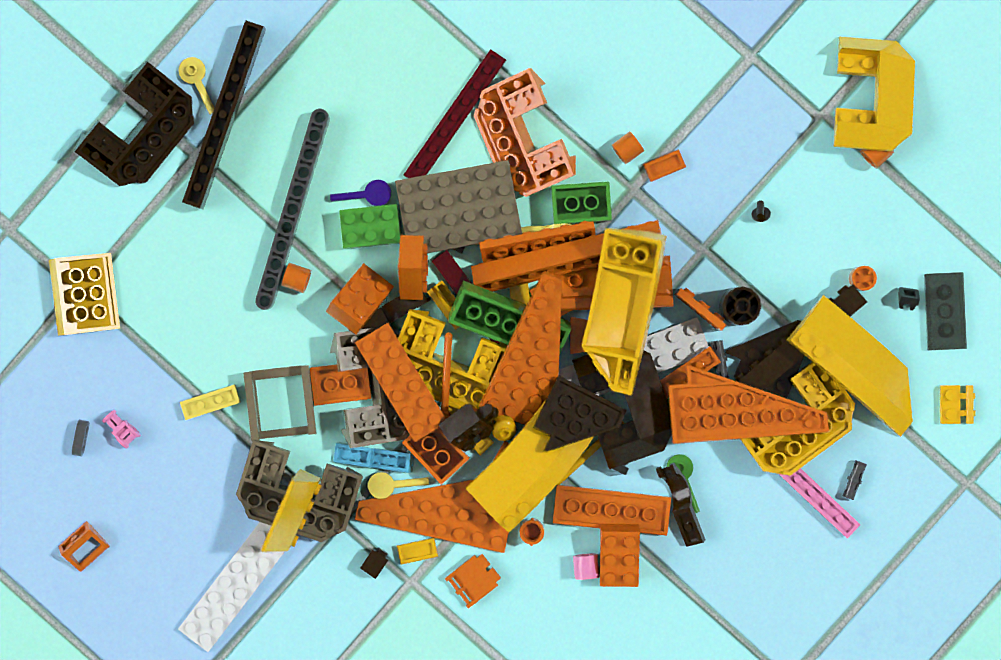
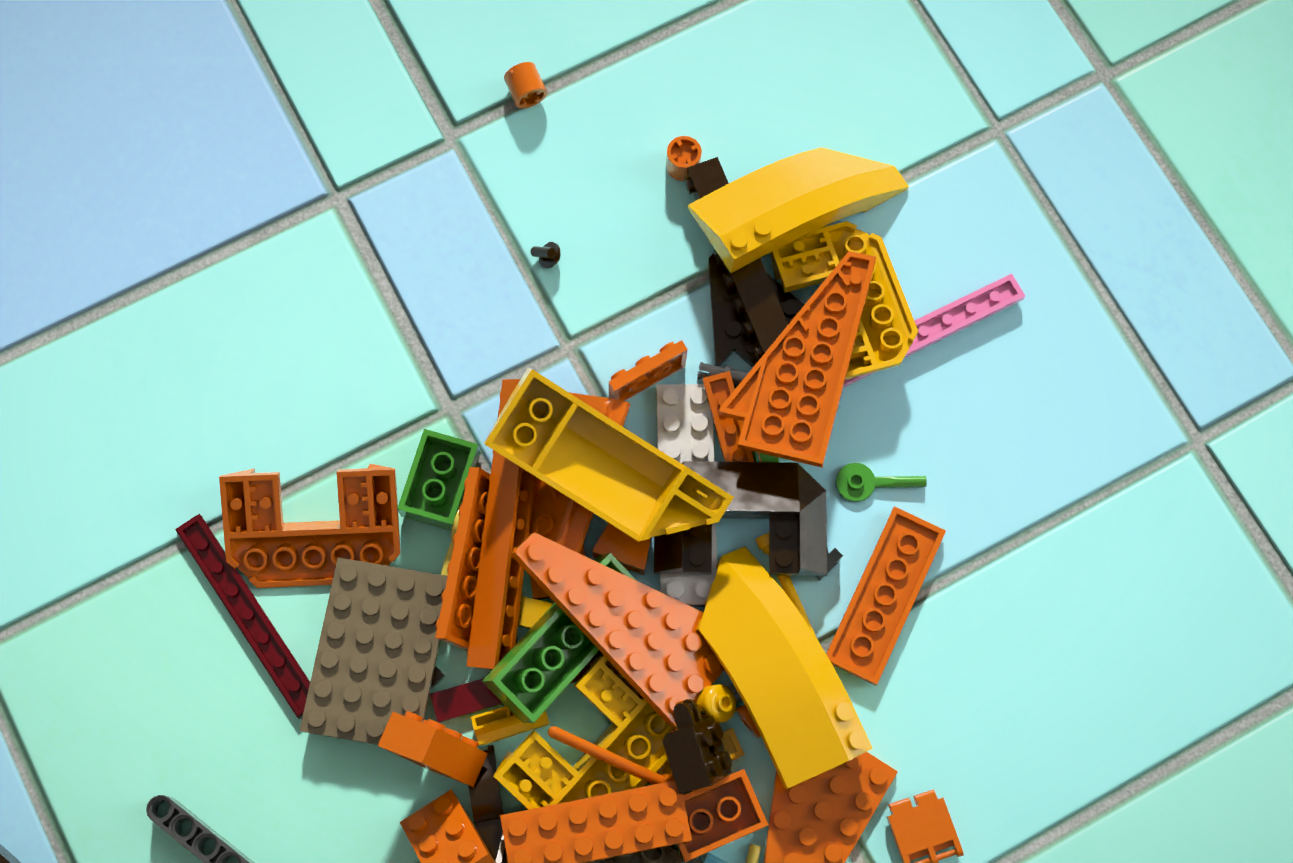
camera: 75 degrees left, 15 degrees down
(370, 226) = (351, 793): bright green brick -> none
(376, 193) = (306, 767): dark purple piece -> none
(531, 531) = (880, 718): orange piece -> none
(575, 415) = (734, 590): dark brown wing -> none
(586, 566) = (955, 658): bright pink piece -> none
(619, 555) = (954, 604): orange brick -> none
(627, 148) = (389, 392): orange piece -> none
(664, 165) = (434, 355): orange tile -> none
(682, 505) = (909, 494): dark brown piece -> none
(740, 306) = (661, 317): dark brown cylinder -> none
(854, 480) = (948, 262): dark grey pin -> none
(893, 98) = (489, 51): yellow slope -> none
(908, 296) = (728, 112): pearl dark grey tile -> none
(945, 311) = (763, 78): clear smoke plate -> none
(950, 404) = (886, 112): yellow plate -> none

